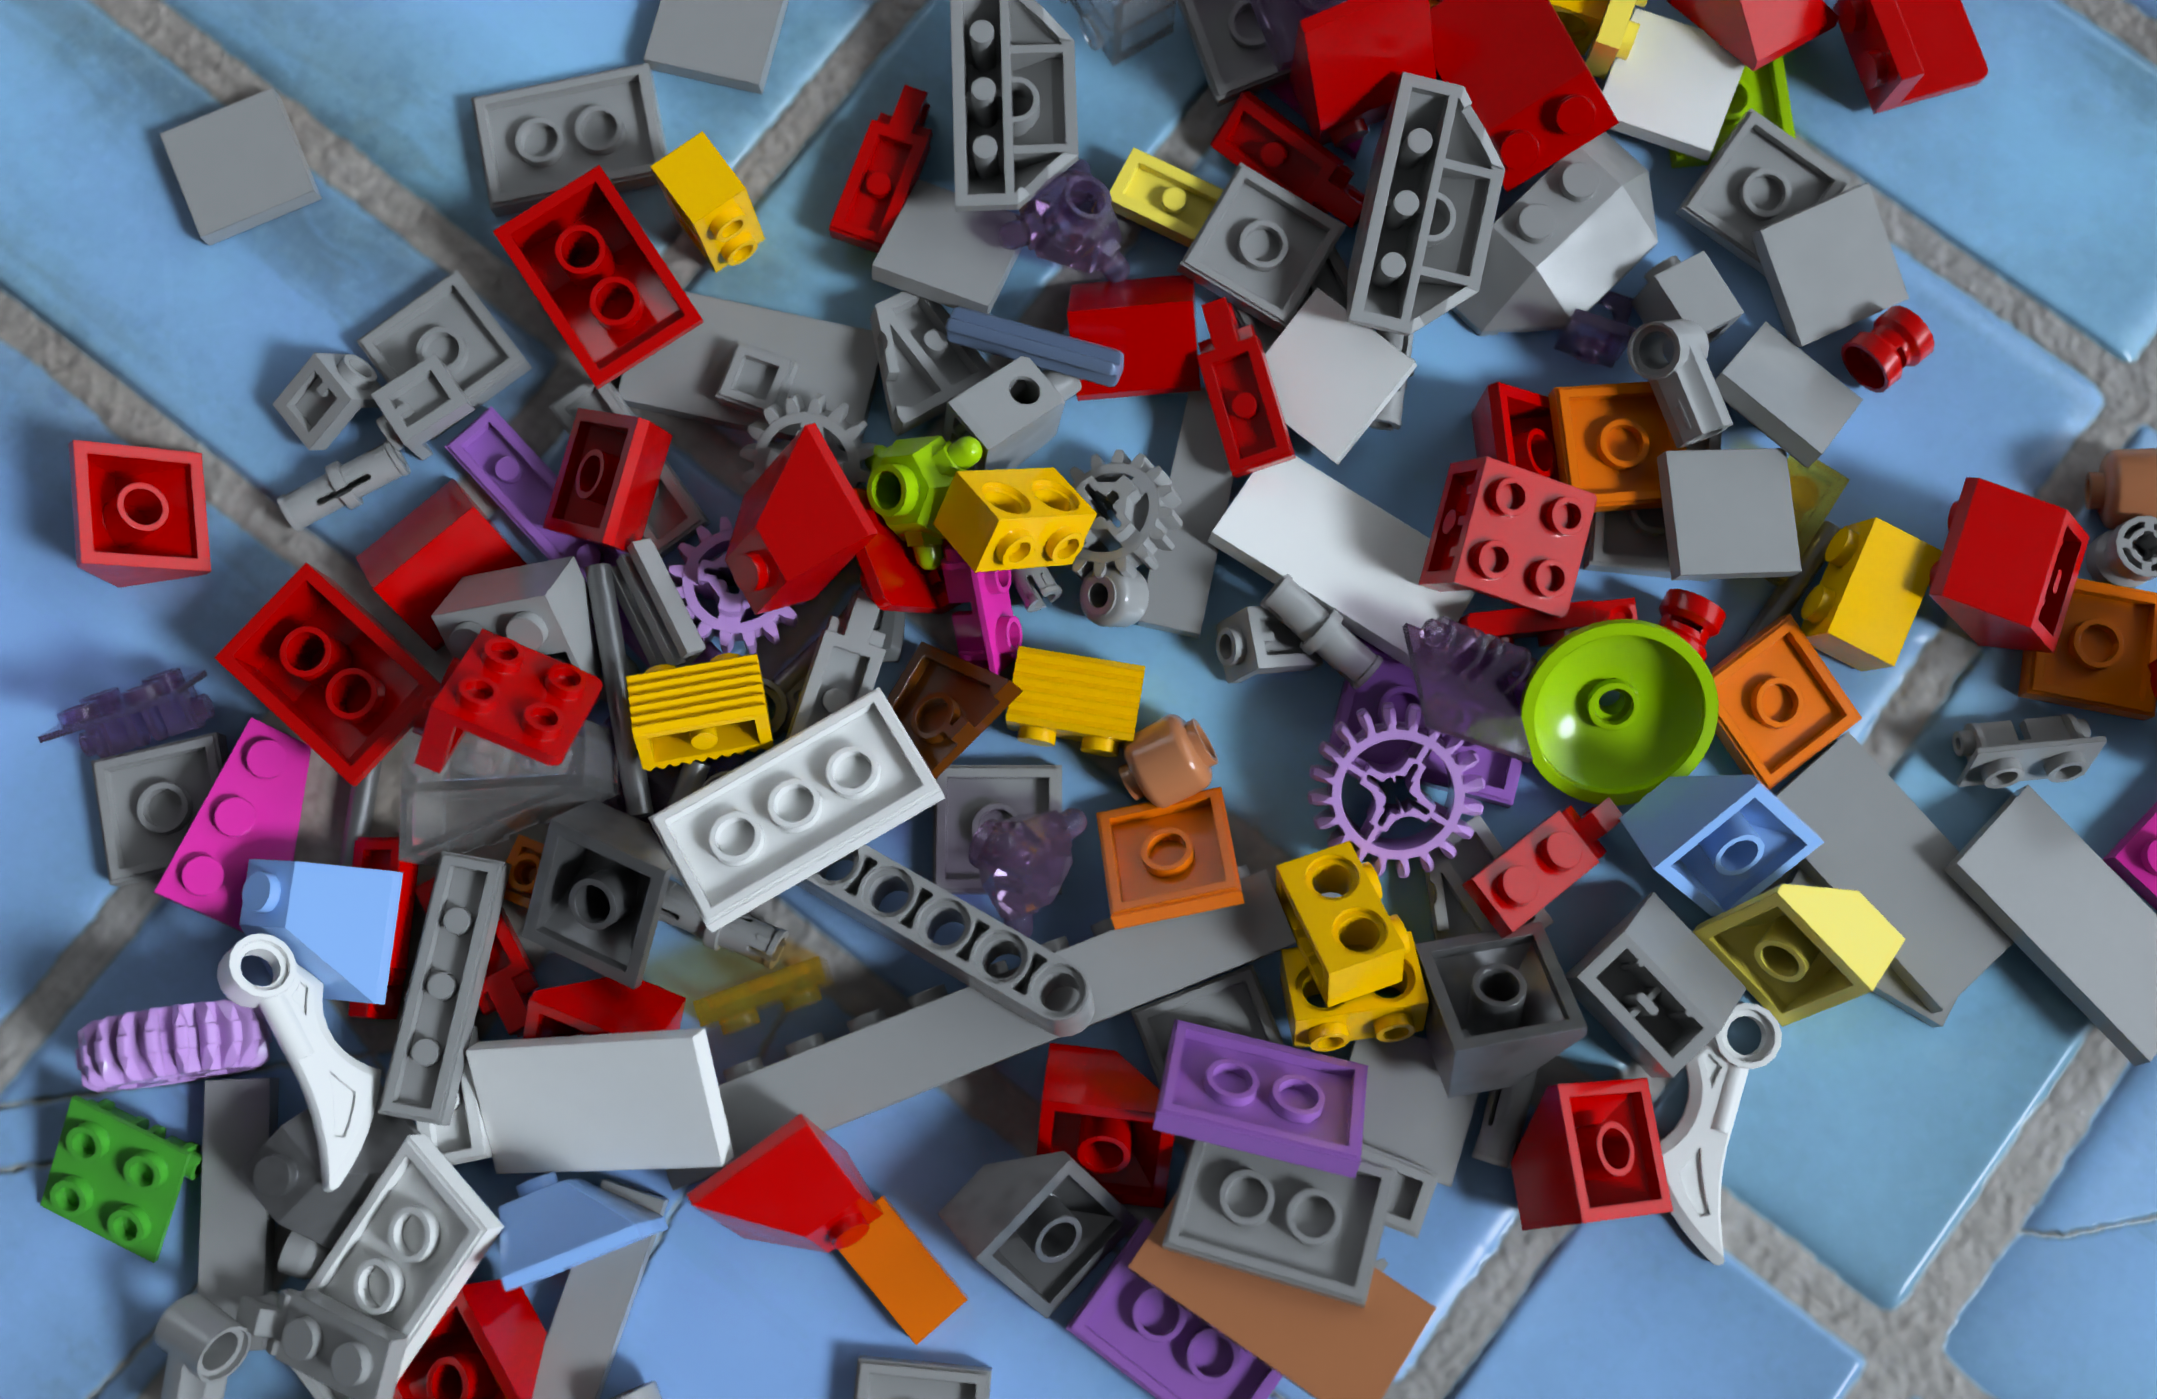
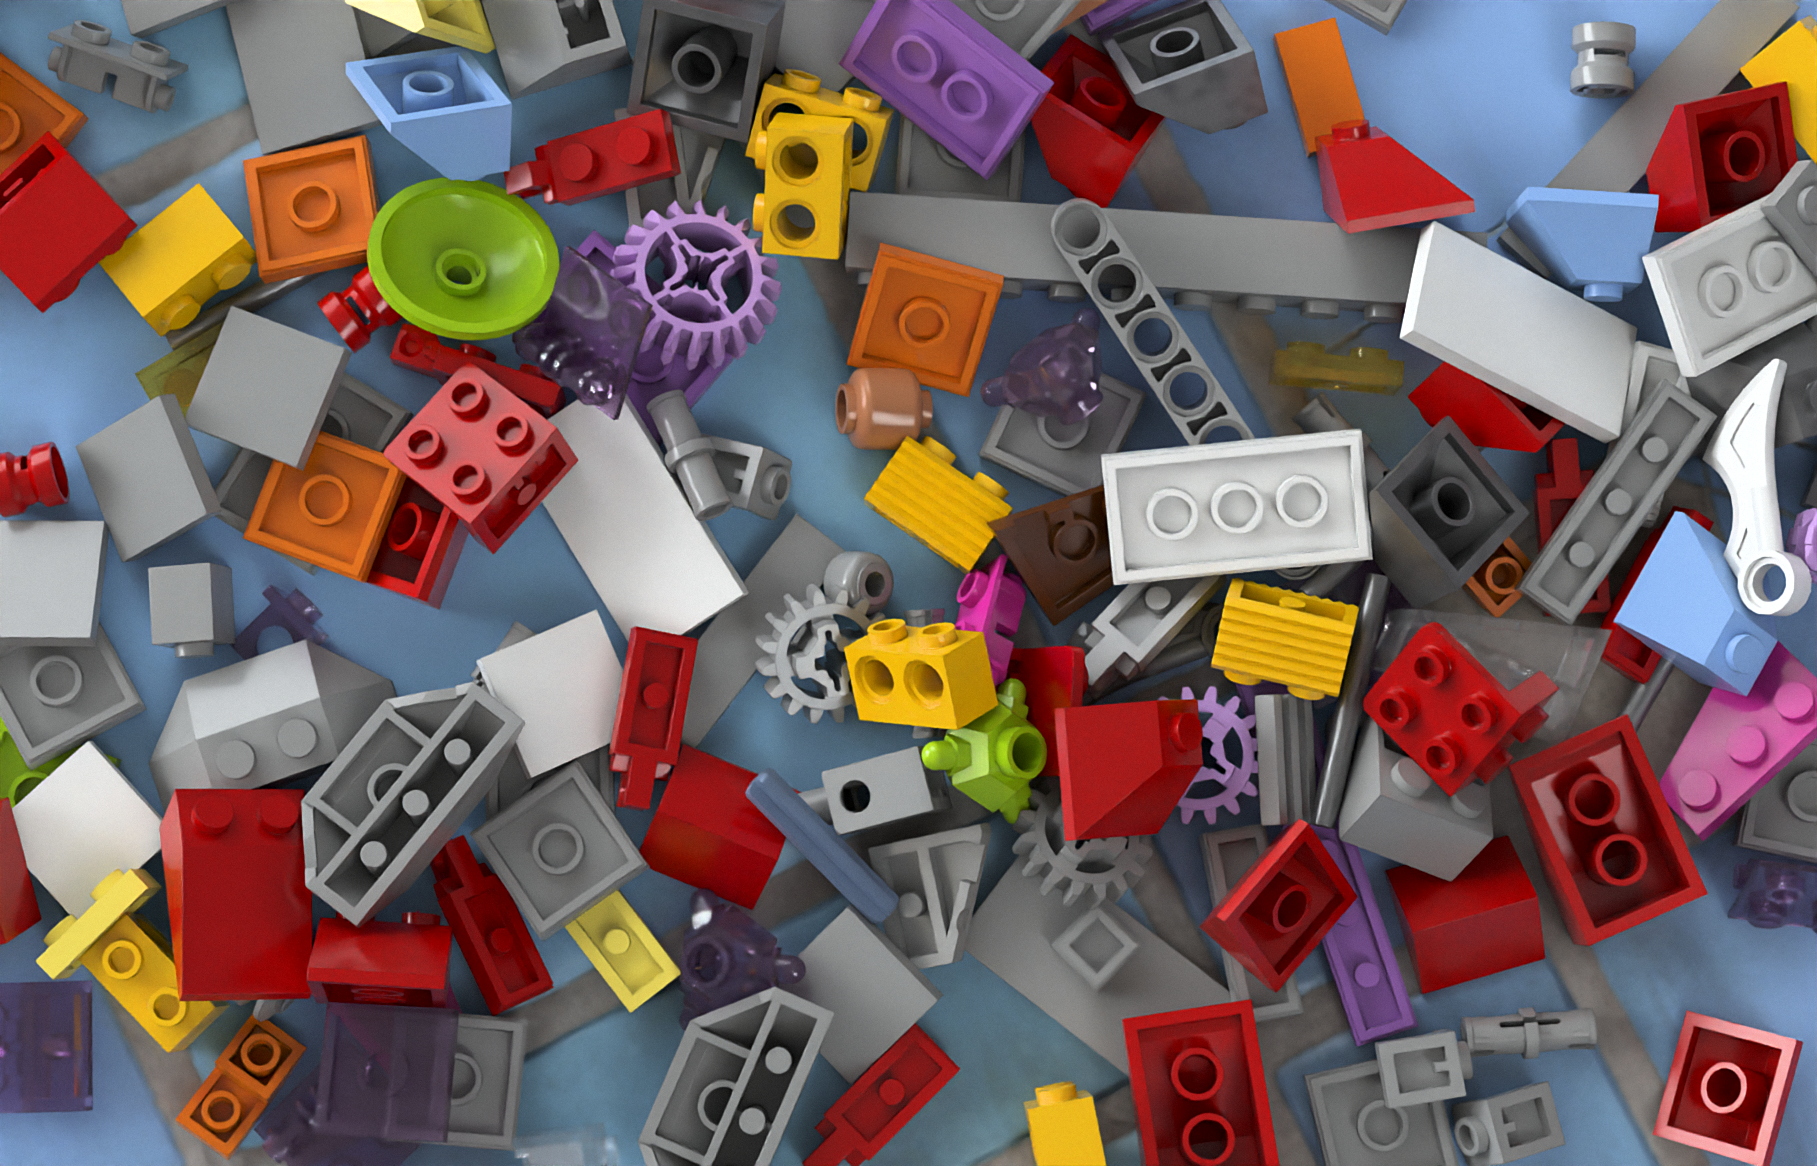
camera: 155 degrees left, 5 degrees up
(1683, 386) = (245, 528): light grey piece -> none

